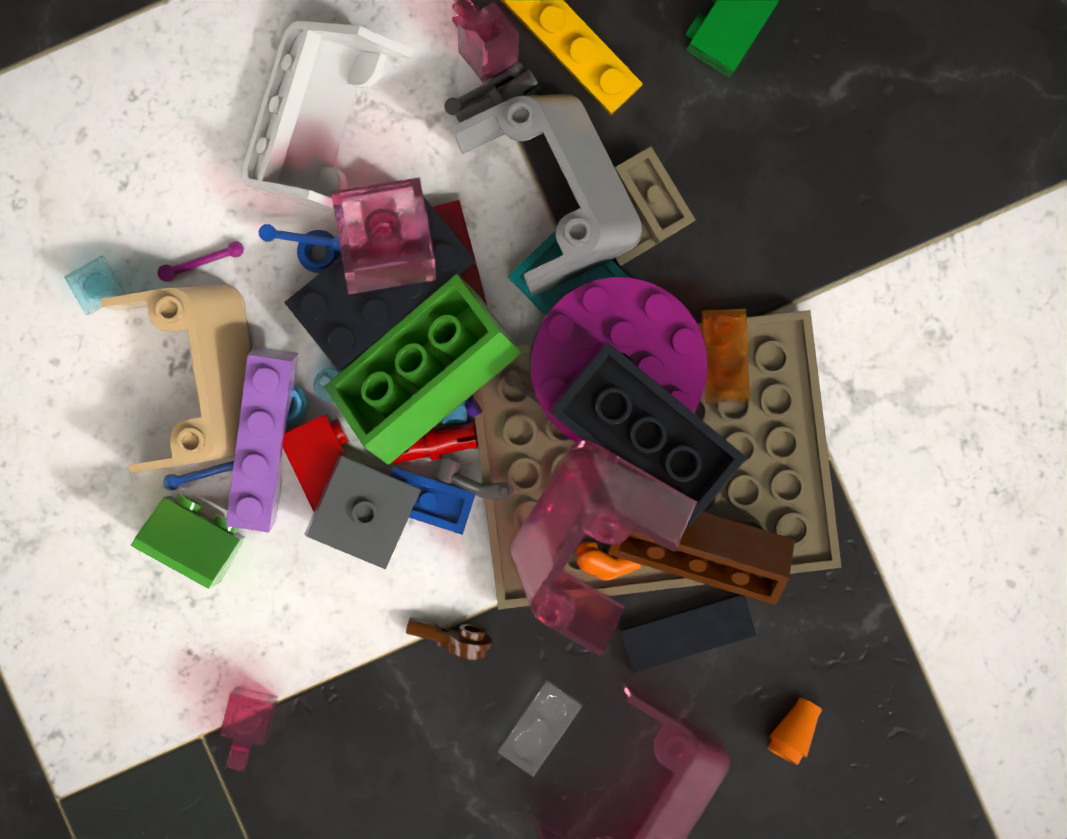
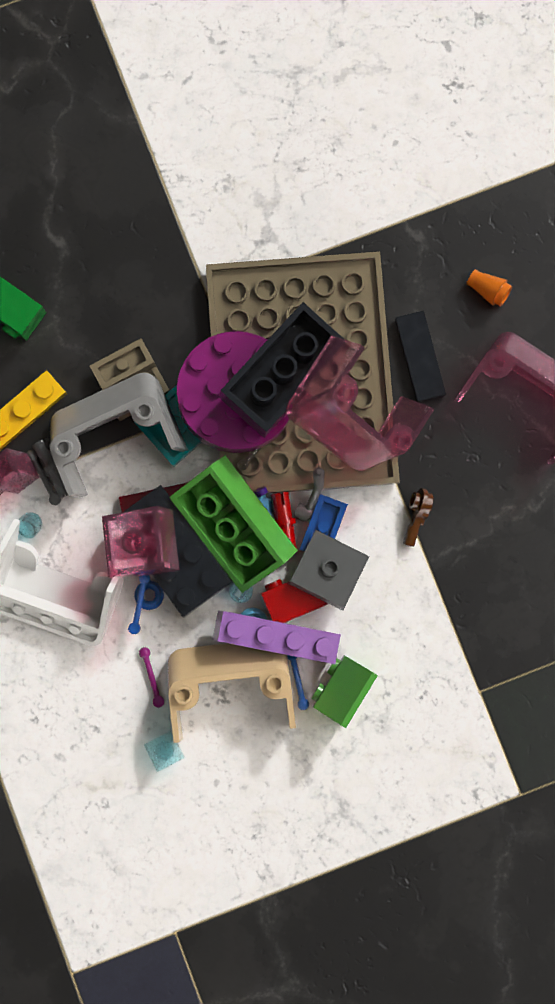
camera: 85 degrees left, 5 degrees down
(247, 722) = (471, 657): clear pink brick -> none
(413, 72) = (30, 524): none -> clear light blue hinge
(540, 728) = (481, 458): clear plate -> none
(601, 564) = (373, 404): orange arm -> none
(727, 352) = (228, 318): clear orange slope -> none
(737, 548) = (370, 325): reddish brown brick -> none

